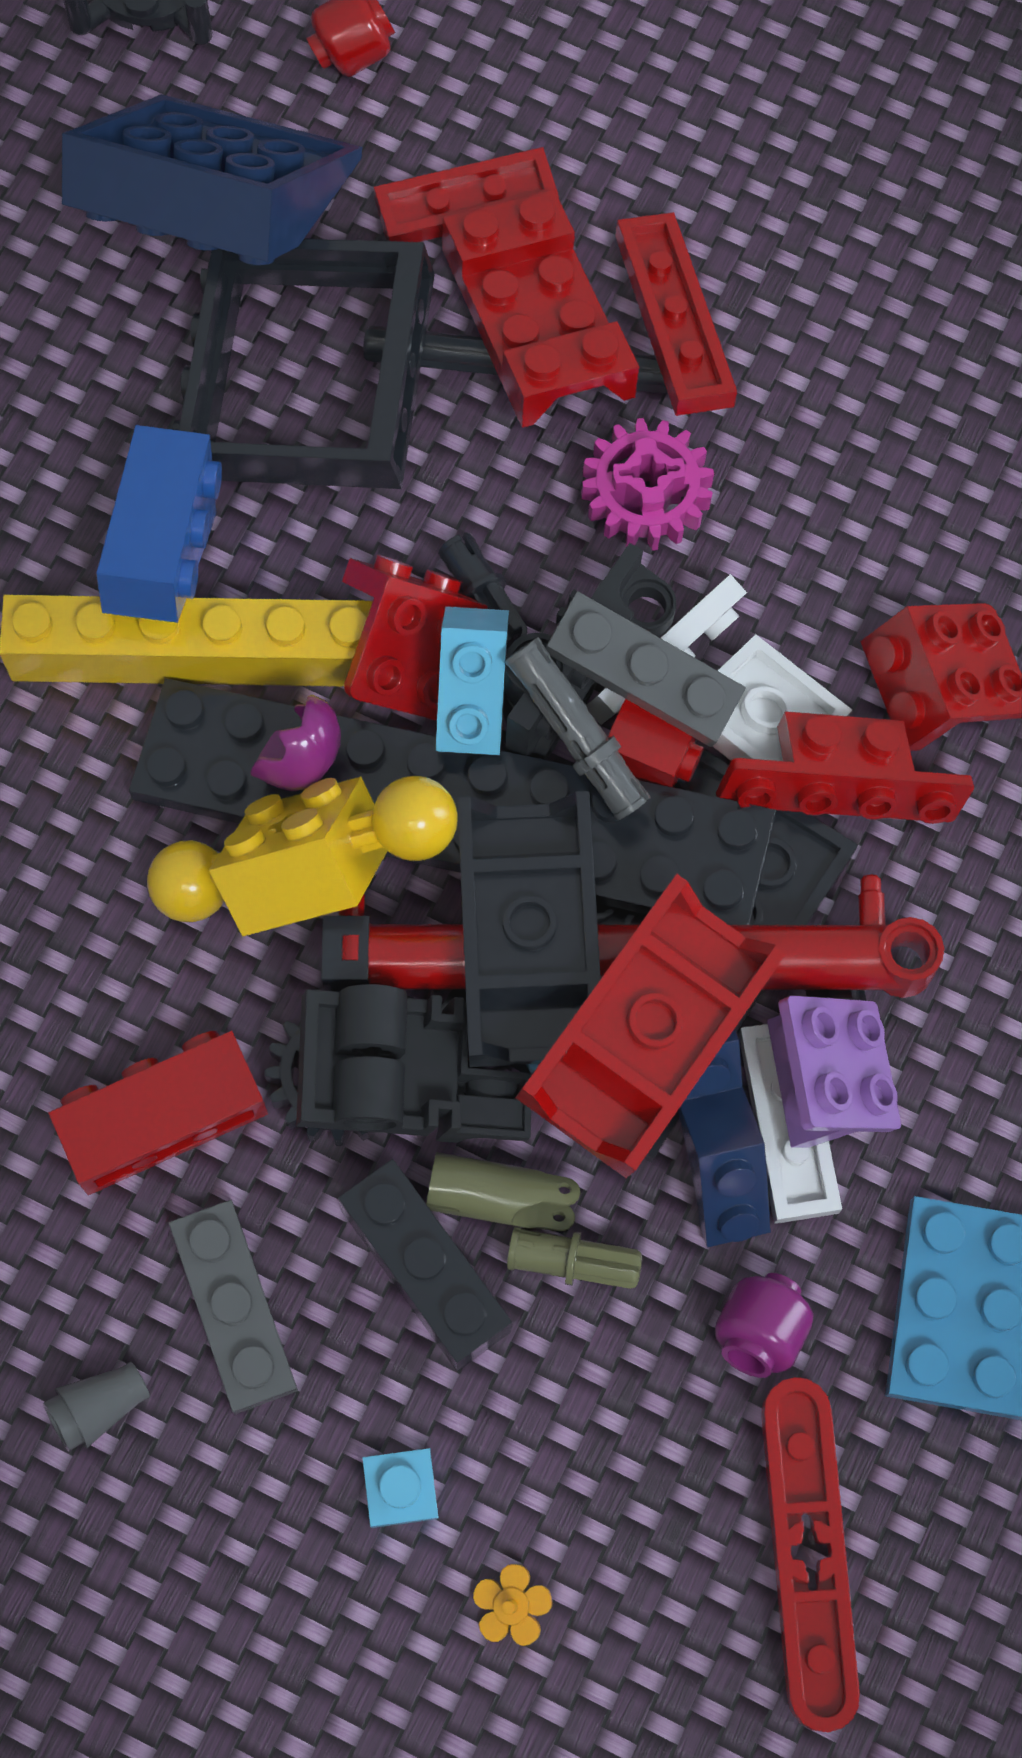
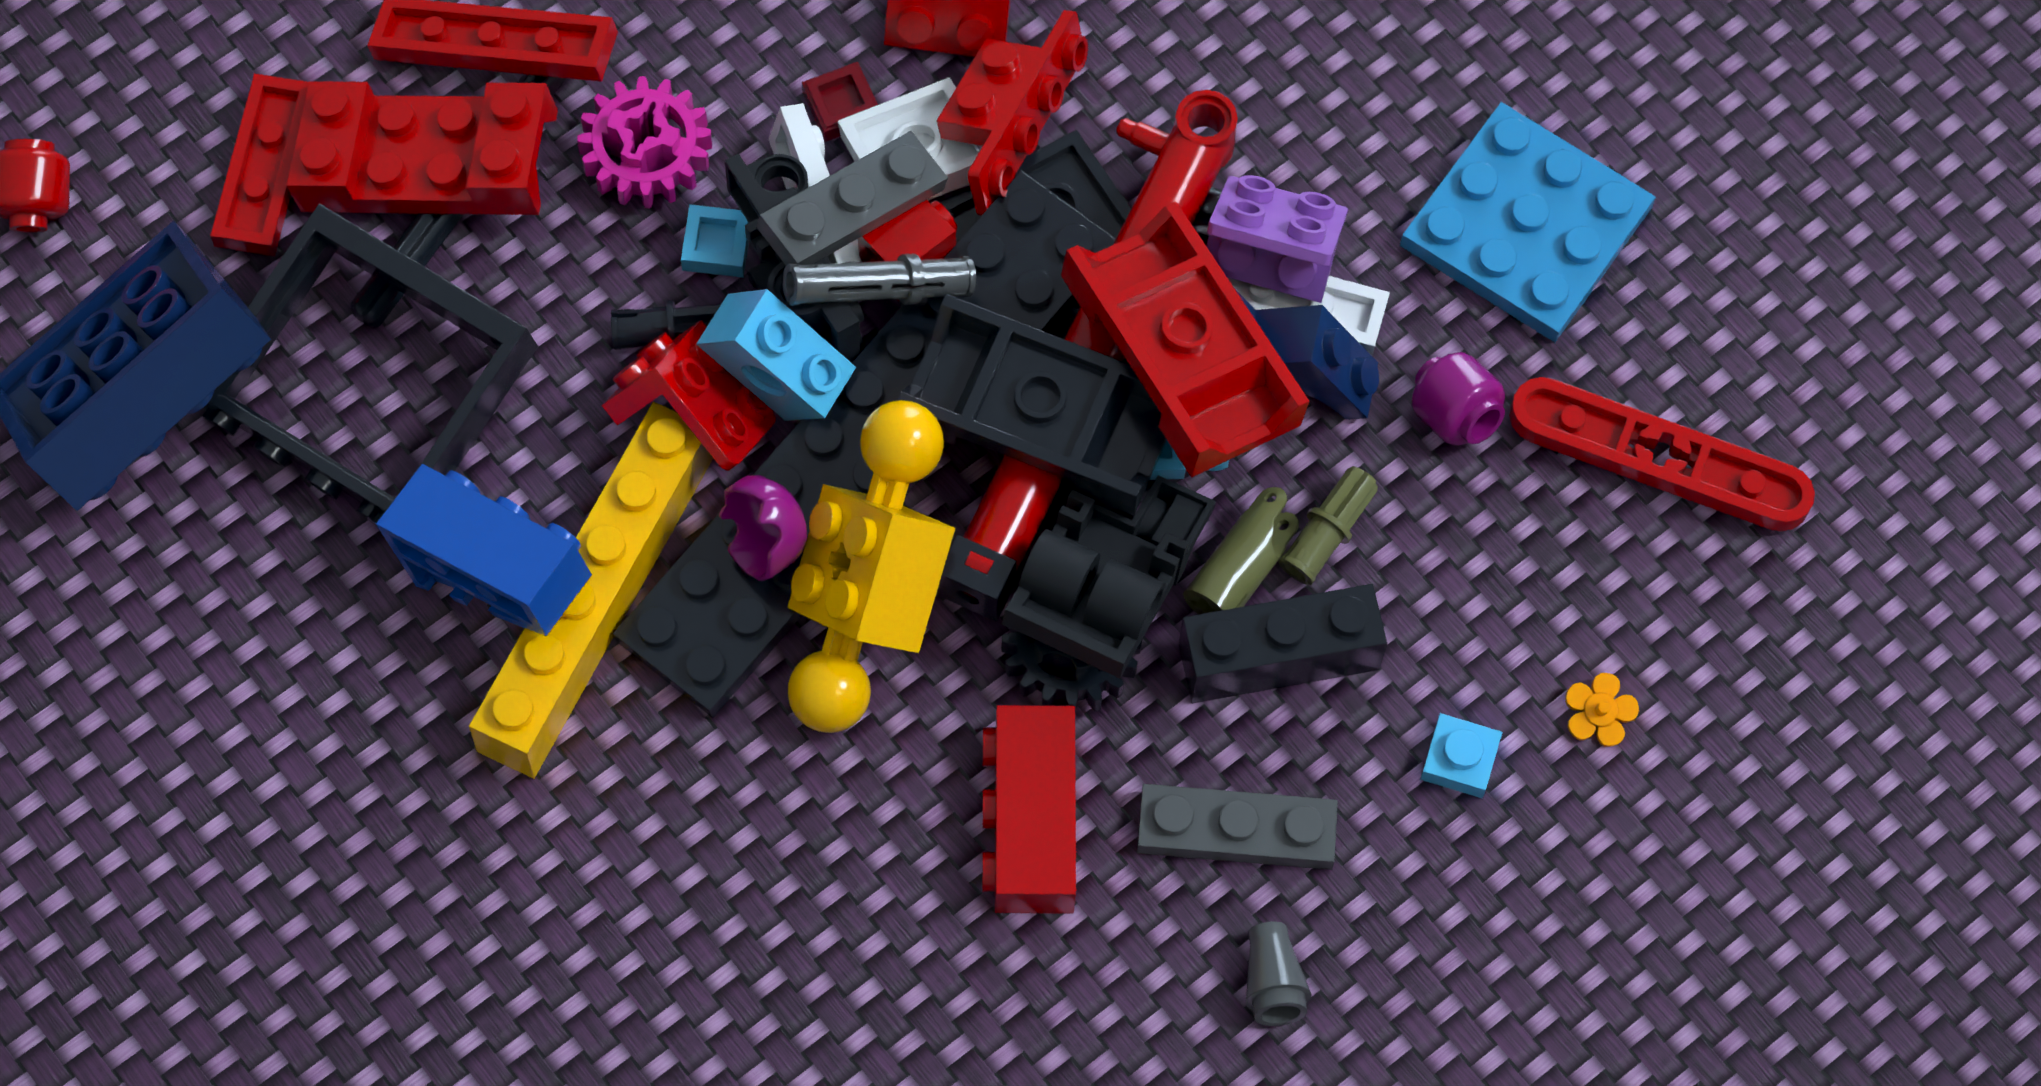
camera: 65 degrees left, 5 degrees down
(578, 573) = (715, 241): none -> medium azure plate
(786, 626) = (837, 97): none -> dark red tile

